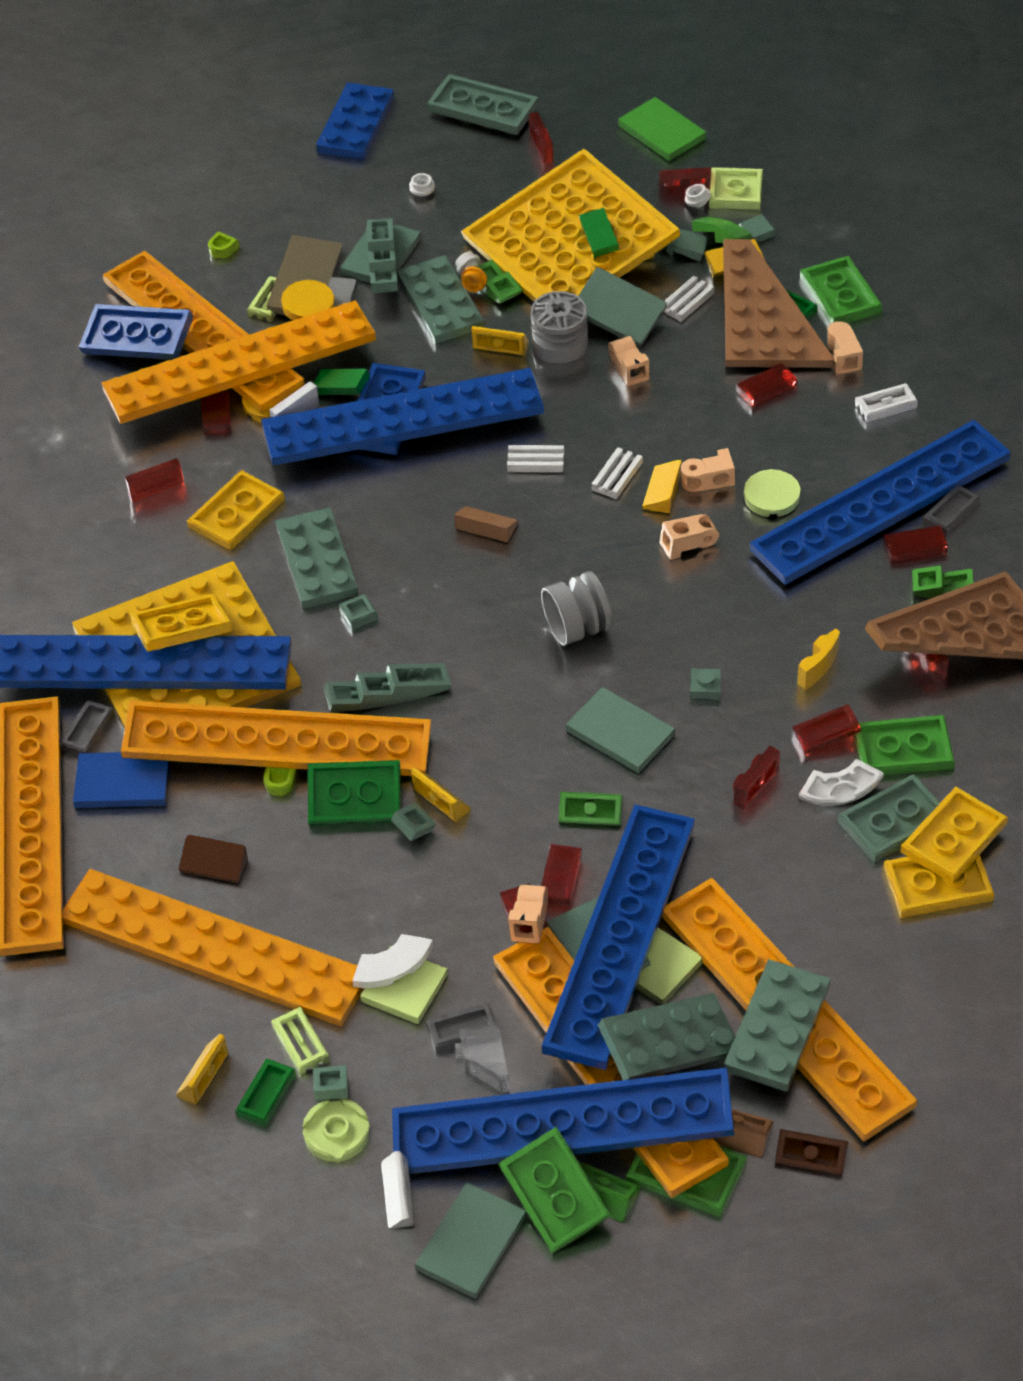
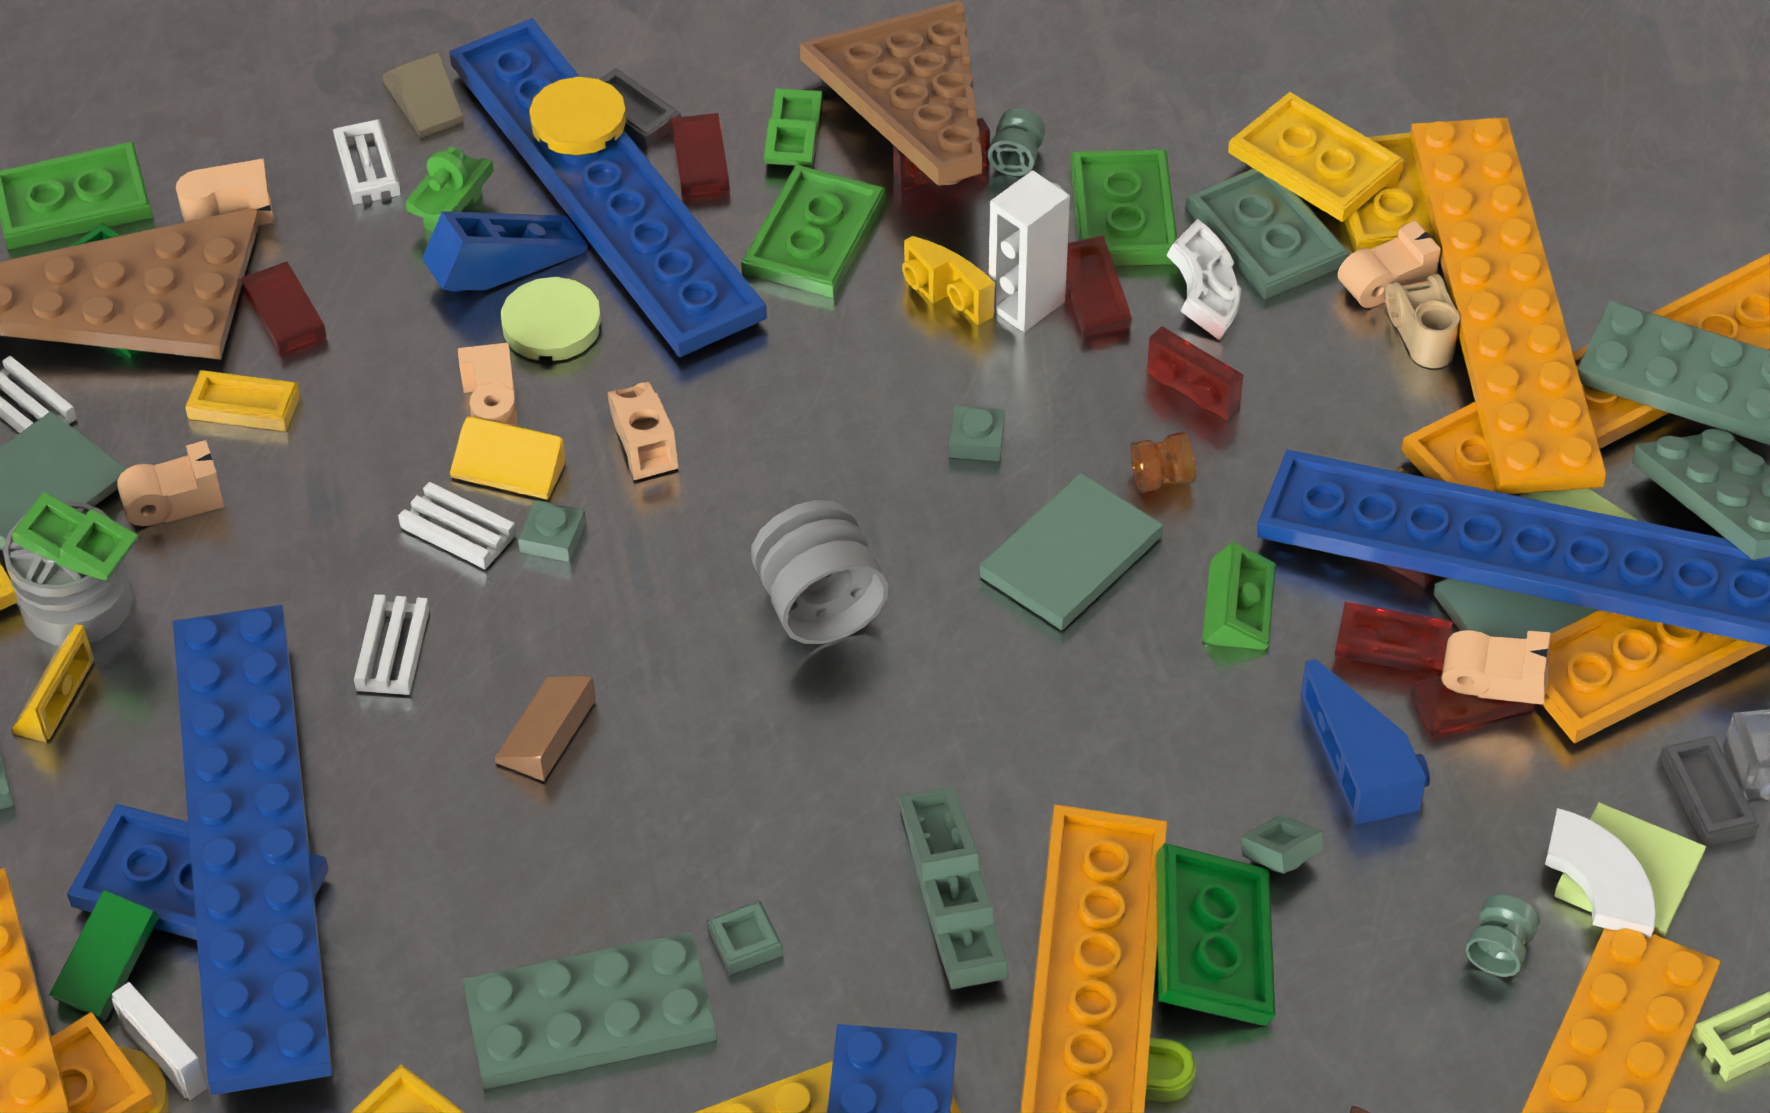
camera: 90 degrees left, 0 degrees up
(354, 918) = (1504, 930): none -> sand green wheel
(438, 795) = (1217, 807): yellow slope -> none
(477, 857) = (1365, 749): none -> blue slope
(556, 309) = (72, 539): none -> bright green slope
(616, 511) = (552, 531): none -> sand green plate
(684, 766) = (1163, 462): none -> clear orange wheel
(697, 380) = (243, 401): none -> yellow tile
(815, 459) = (496, 248): none -> blue slope
(819, 674) = (1029, 250): none -> white brick
(819, 893) = (1425, 320): none -> tan piece
(833, 927) = (1507, 308): none -> light orange plate
(857, 598) = (814, 231): none -> bright green tile
(858, 432) = (449, 186): none -> bright green hips
(861, 876) = (1401, 260): none -> light nougat leg
(922, 477) = (577, 115): none -> yellow tile
(943, 415) = (424, 95): none -> dark tan slope
(944, 685) = (1016, 142): none -> sand green wheel

